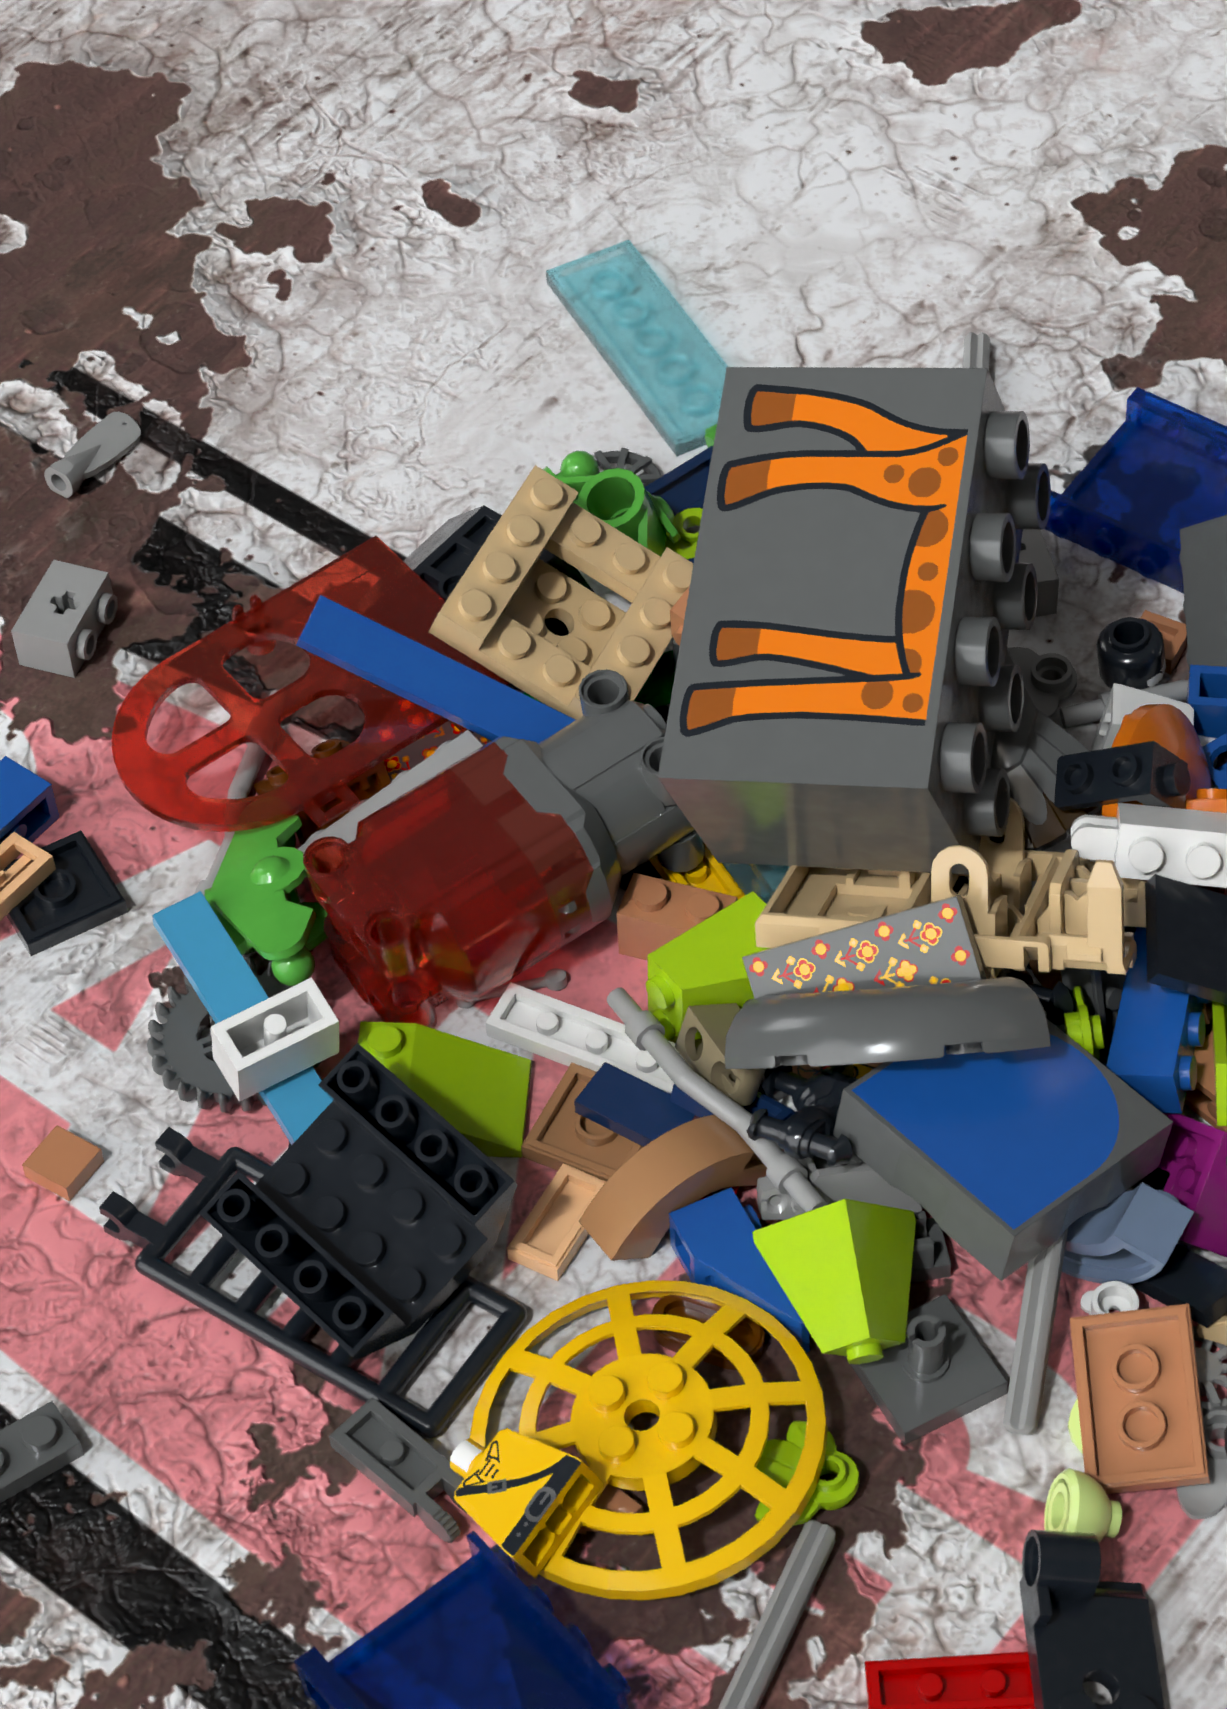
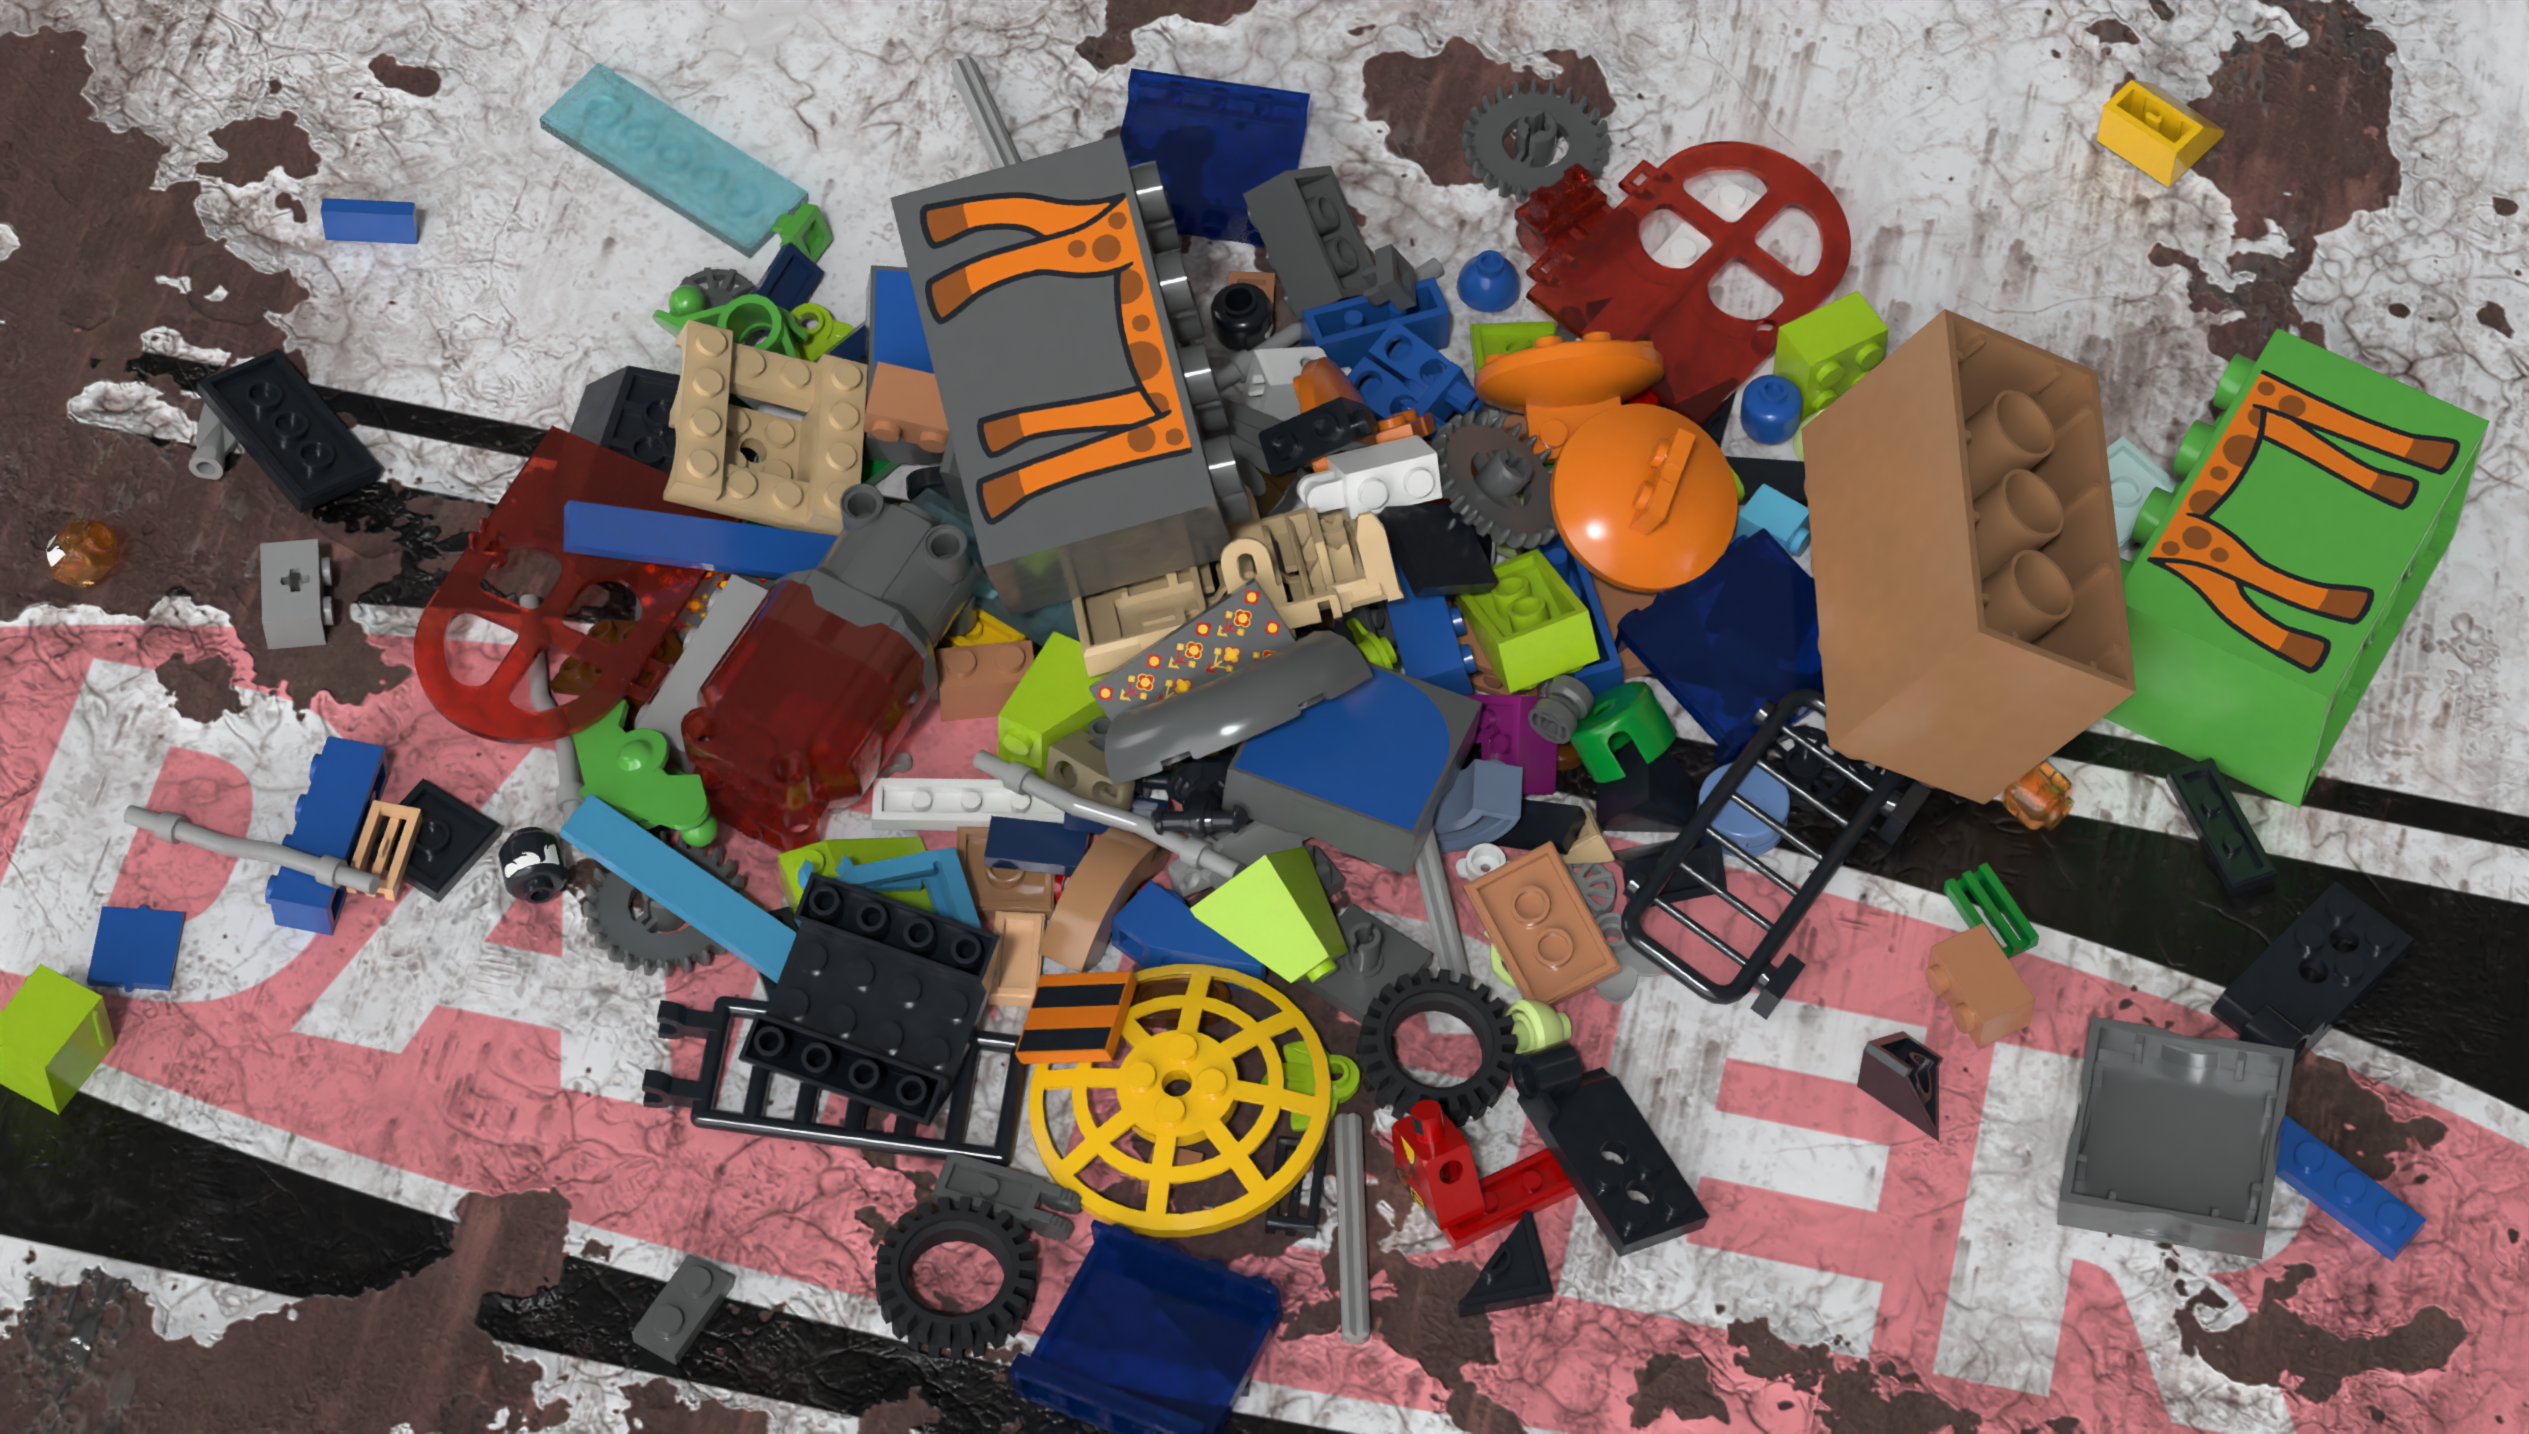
camera: 30 degrees left, 5 degrees up
(63, 1163) = (578, 1063): nougat tile -> none
(127, 949) = (533, 865): none -> black head
(152, 474) = (288, 430): none -> black tile
(275, 1039) = (729, 894): white brick -> none
(318, 1598) = (962, 1330): none -> black tyre
(335, 312) = (370, 221): none -> blue tile
(485, 1090) = (935, 869): none -> dark azure hinge
(523, 1494) = (1116, 1177): yellow torso -> none
(578, 1305) = (1076, 1017): none -> tile
(702, 1623) = (1291, 1223): none -> black tile
(881, 1591) = (1423, 1148): none -> red torso
(968, 1423) = (1447, 997): none -> black tyre

